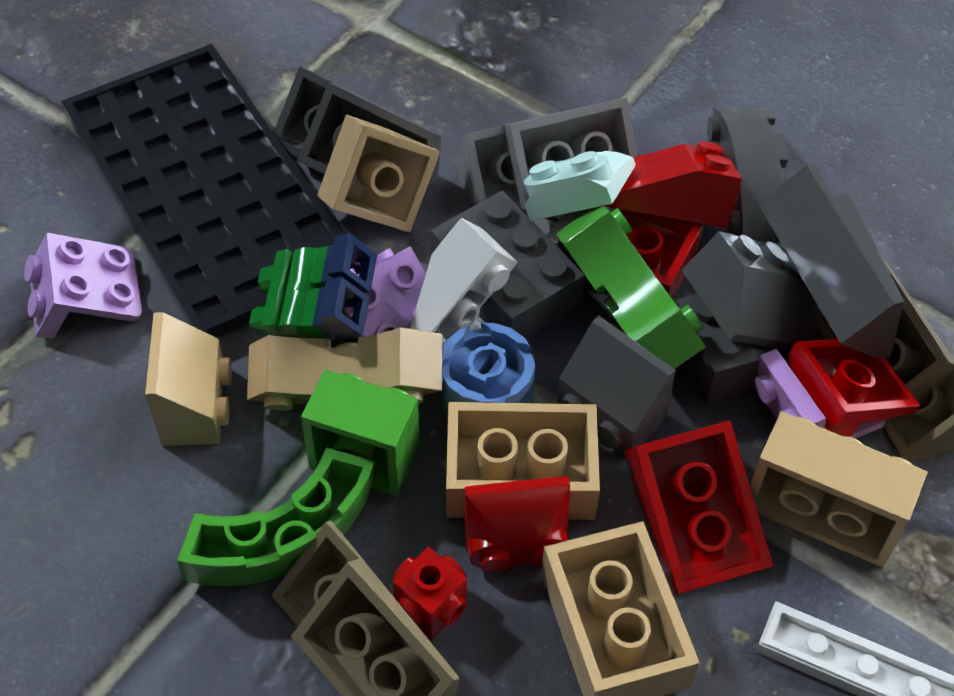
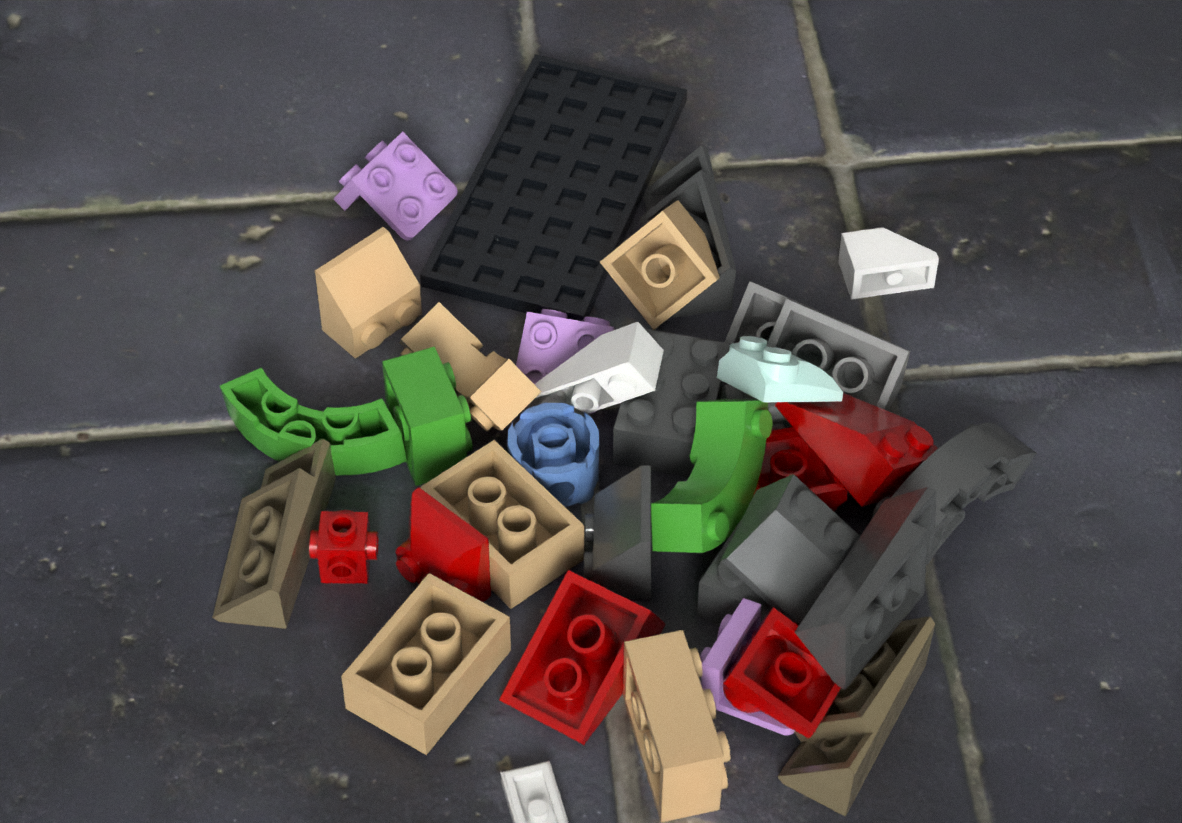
camera: 50 degrees right, 5 degrees down
(312, 288) = (505, 300): hips -> none
(501, 61) = (884, 263): none -> white slope

